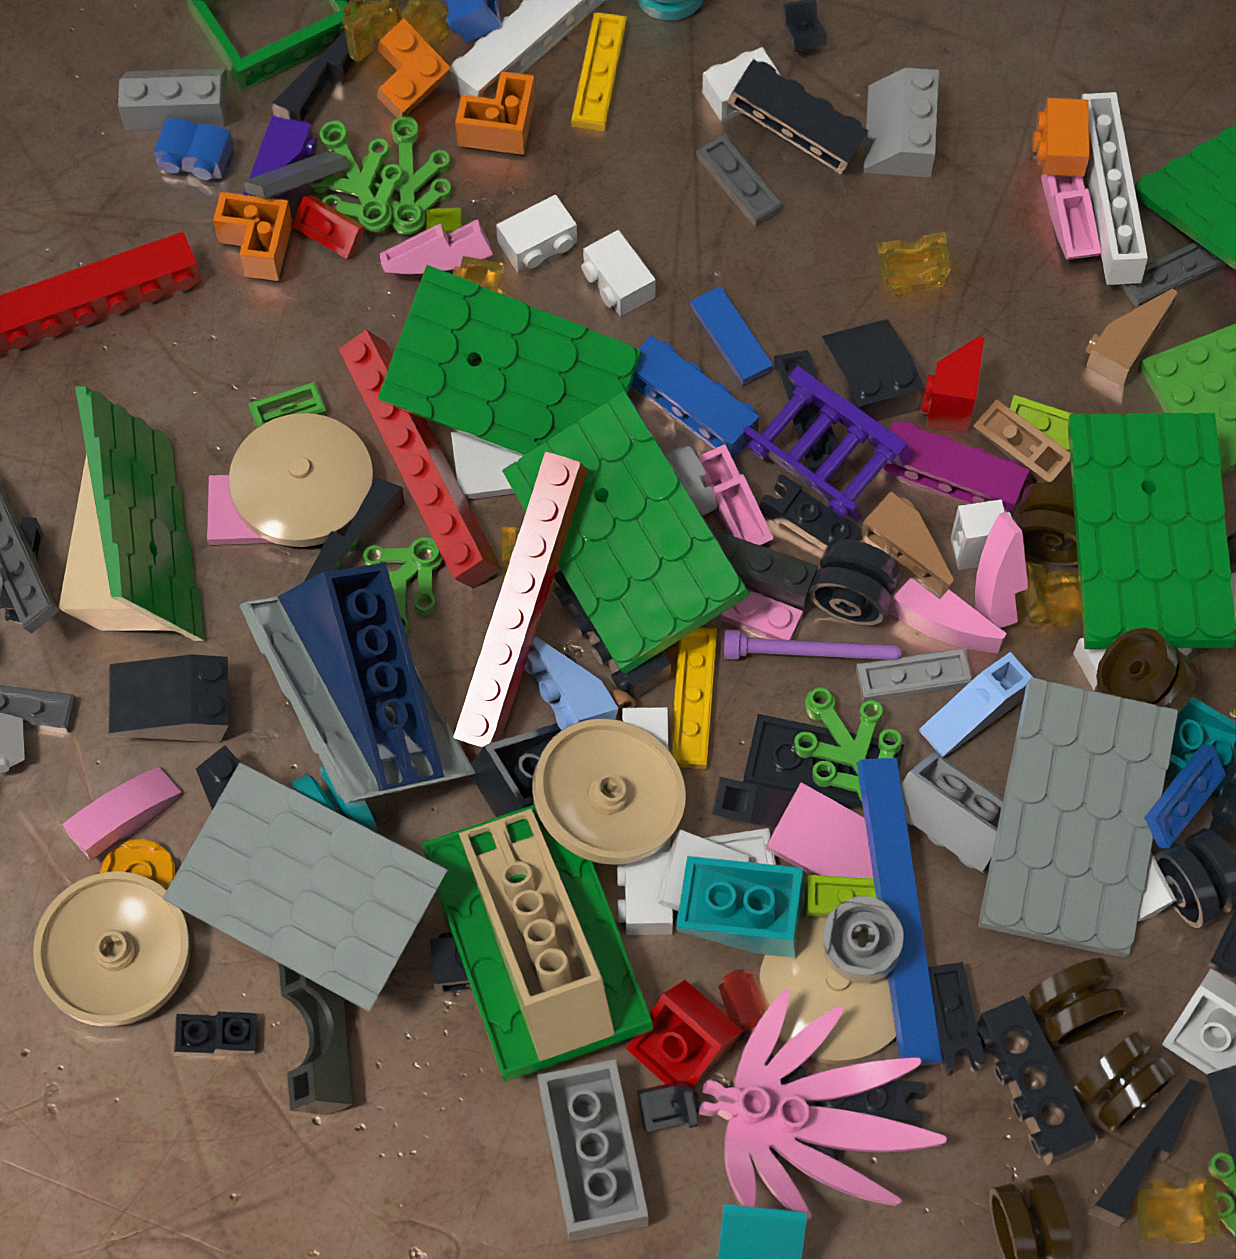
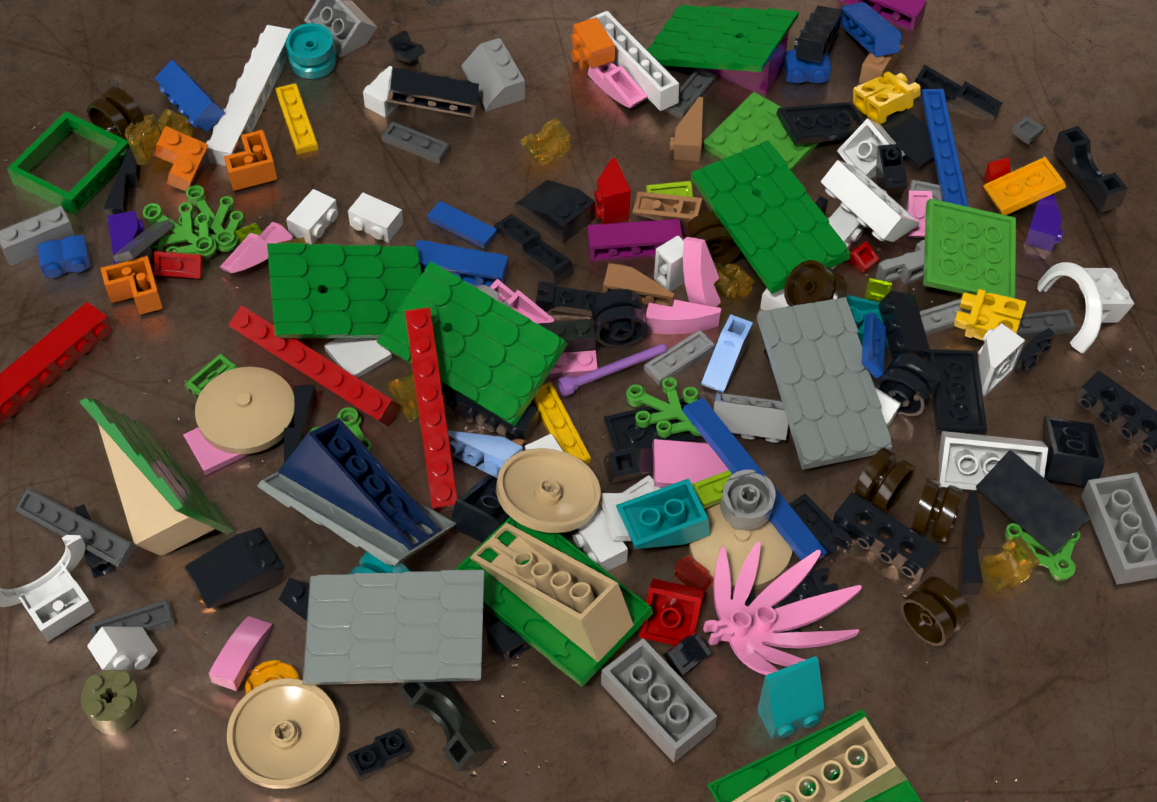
camera: 30 degrees left, 10 degrees down
(833, 410) = (557, 231): dark purple fence -> none

